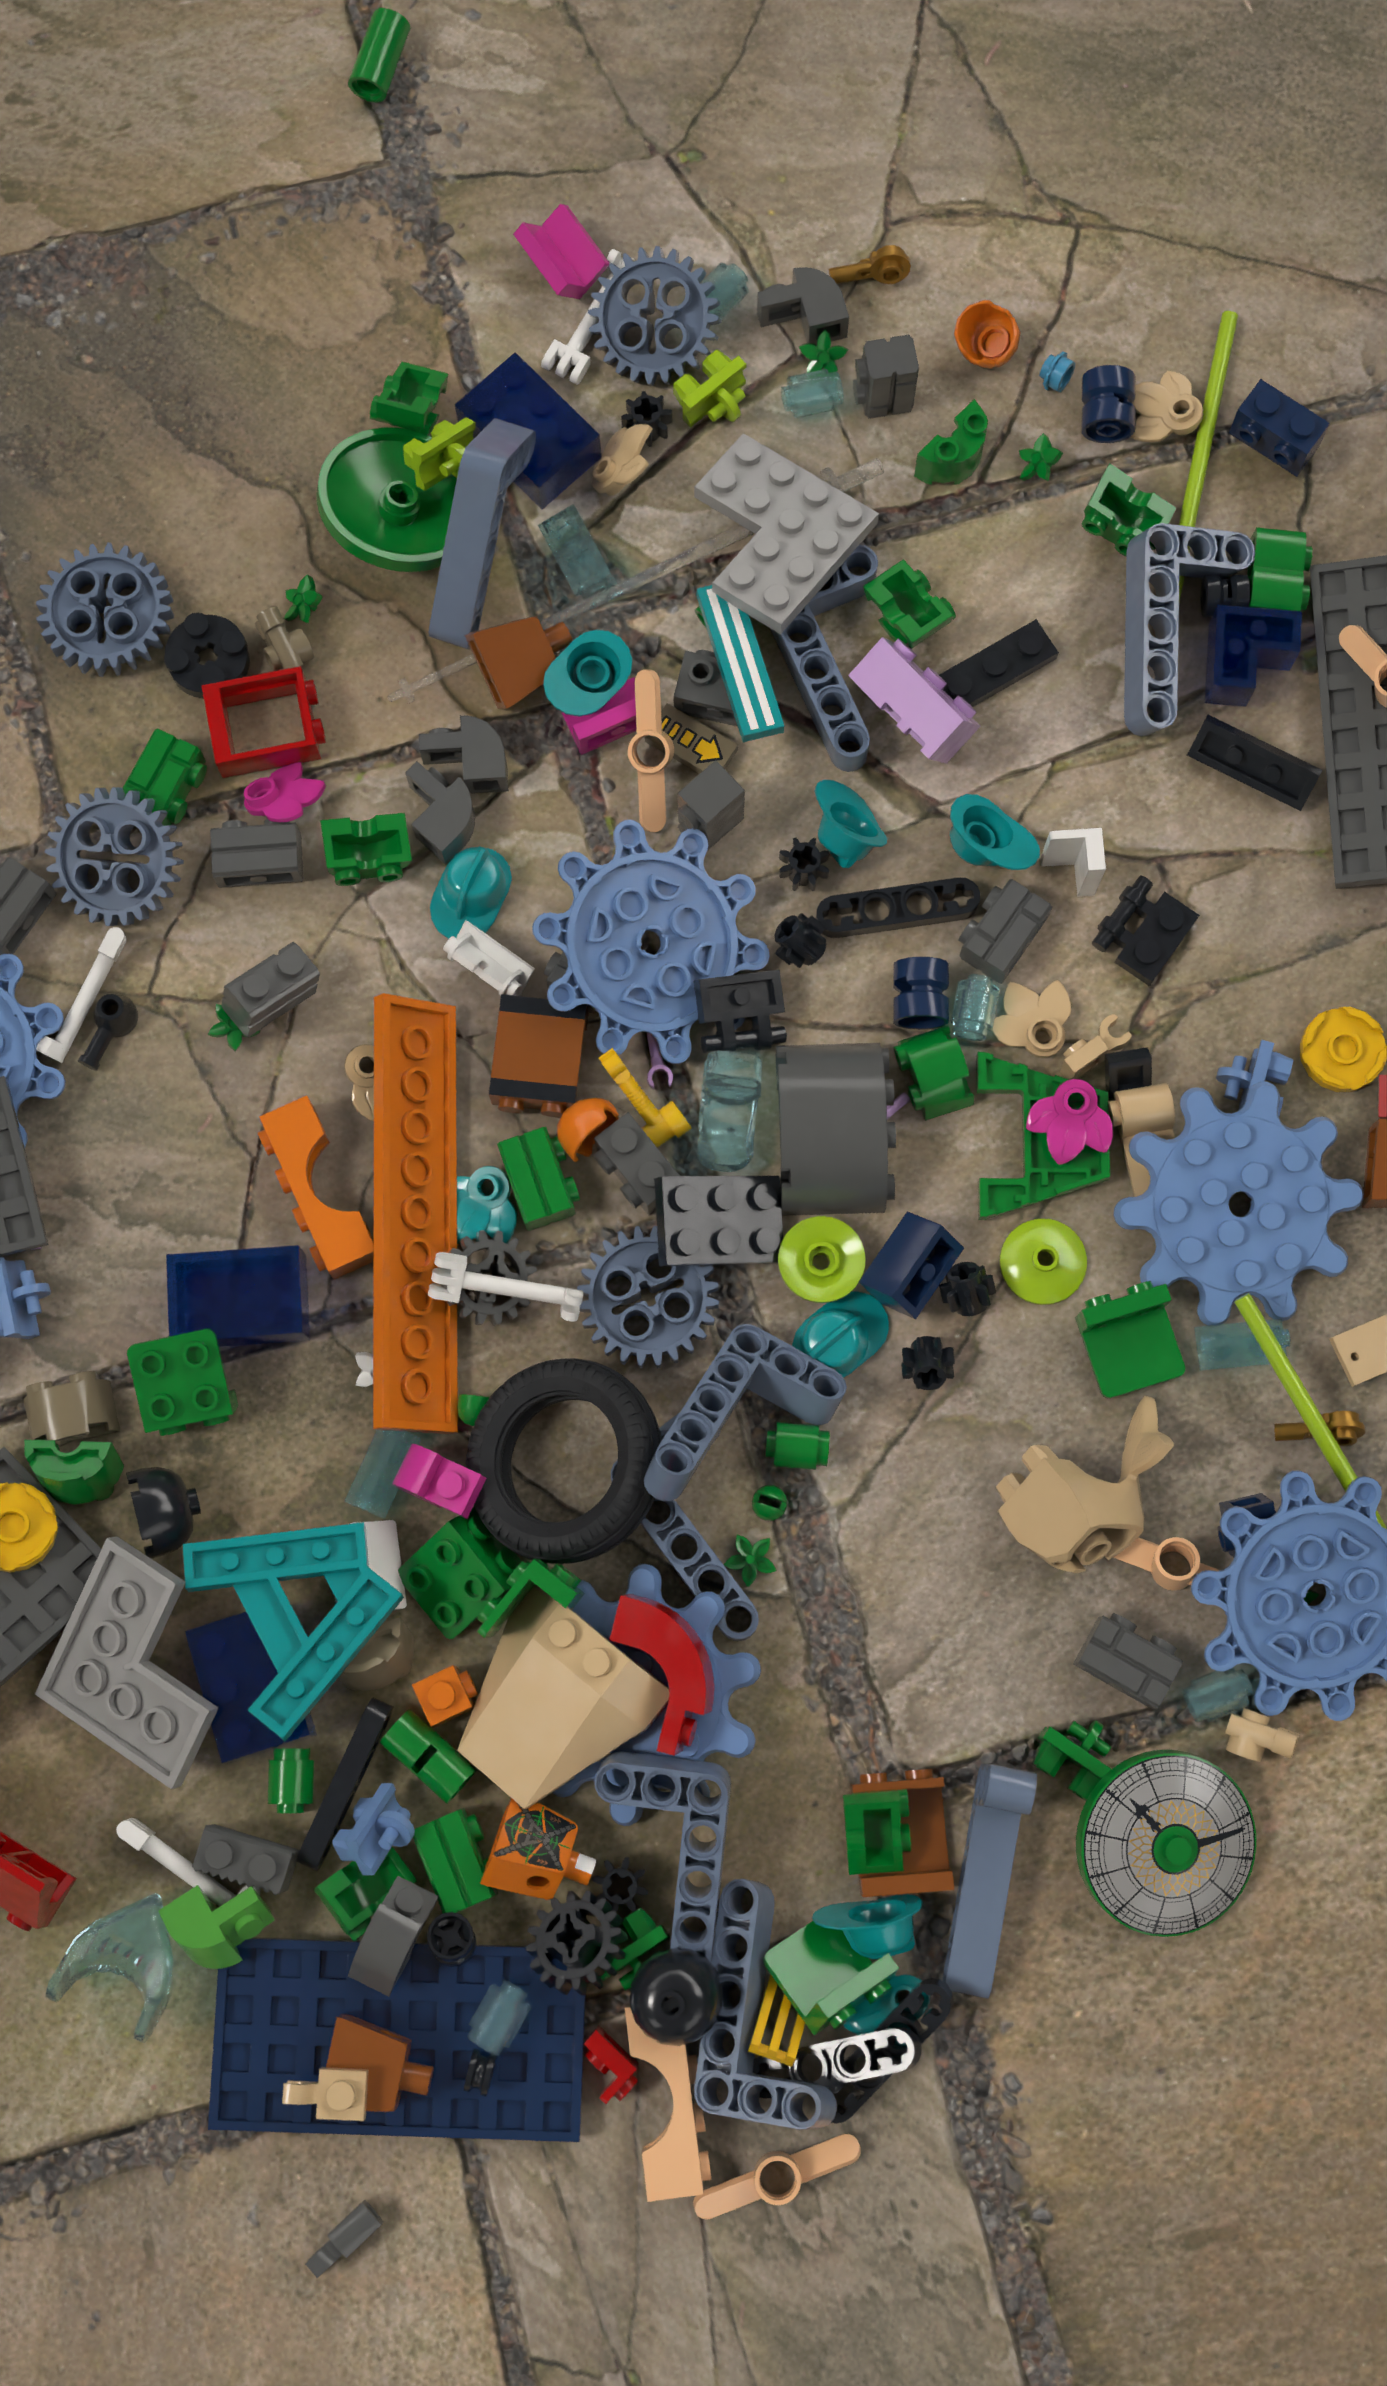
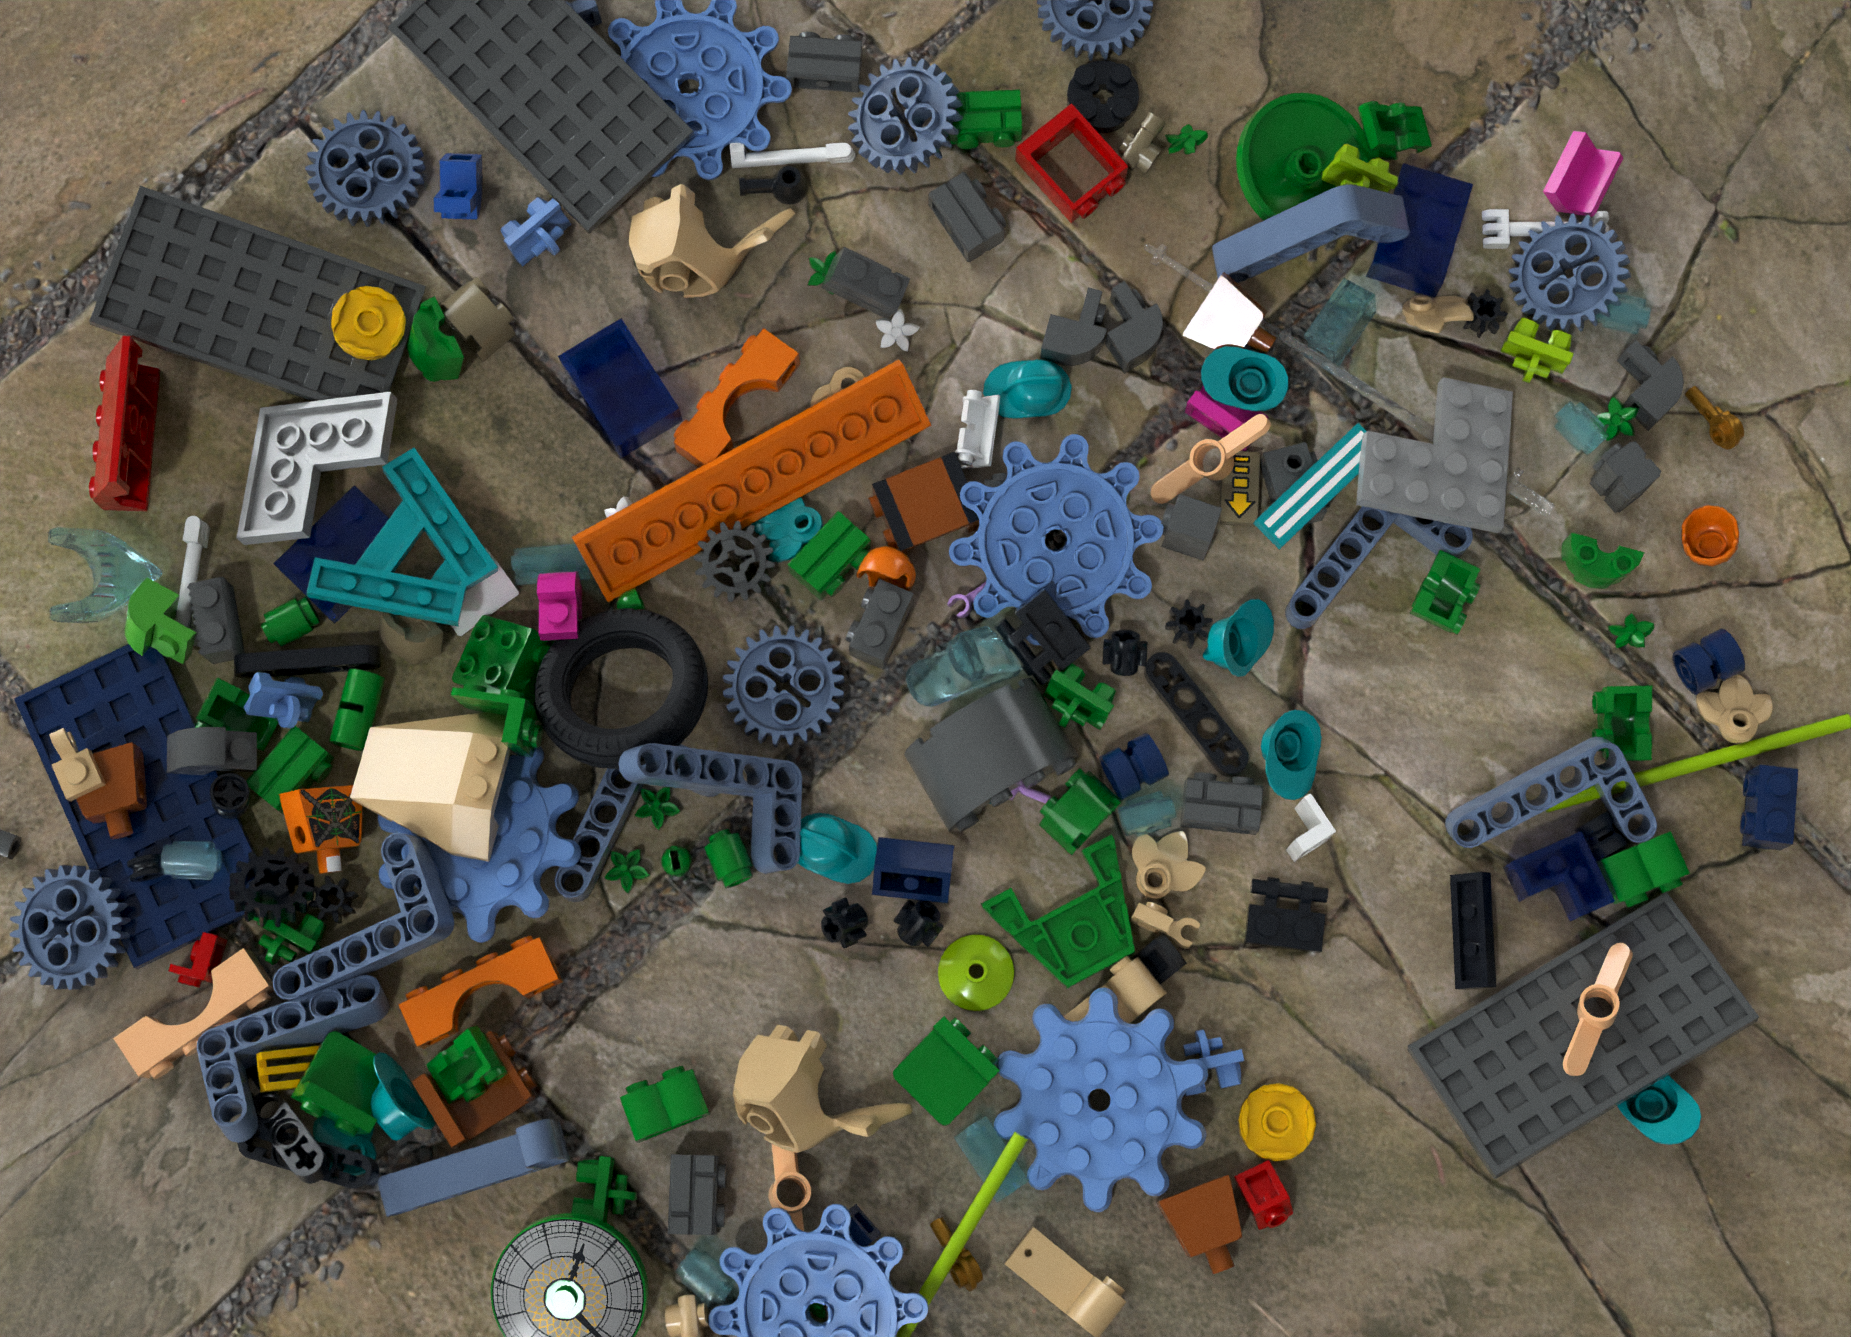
camera: 60 degrees right, 0 degrees up
(124, 1160) = (679, 253): none -> tan hips
(163, 1509) = (435, 420): black cylinder -> none
(181, 1382) = (534, 382): green bracket -> none
(282, 794) = (1024, 209): dark pink plate -> none
(336, 988) = (896, 330): none -> white plant
(366, 848) = (1014, 291): green cylinder -> none
(446, 1695) = (406, 697): orange brick -> none
(450, 1282) = (713, 531): white hinge -> none
(456, 2195) = (85, 954): none -> sand blue gear
(660, 1123) = (923, 625): yellow brick -> none
(681, 1655) = (515, 849): red arch -> none
(694, 1998) = (267, 979): black cylinder -> none
(702, 1494) = (657, 806): none -> green plant
(718, 1220) = (867, 706): plate -> none
(798, 1837) = (435, 1012): none -> orange arch
(805, 2164) = (196, 1143): light nougat piece -> none
(821, 1237) = (880, 781): lime dish -> none
(824, 1013) = (1078, 702): none -> green hips
(915, 699) = (1367, 639): lavender wedge -> none
(1000, 664) = (1435, 687): black plate -> none
(1019, 1644) = (665, 1104): none -> green brick
(1057, 371) = (1714, 608): dark azure plate -> none
(1071, 1128) = (1087, 935): dark pink plate -> none

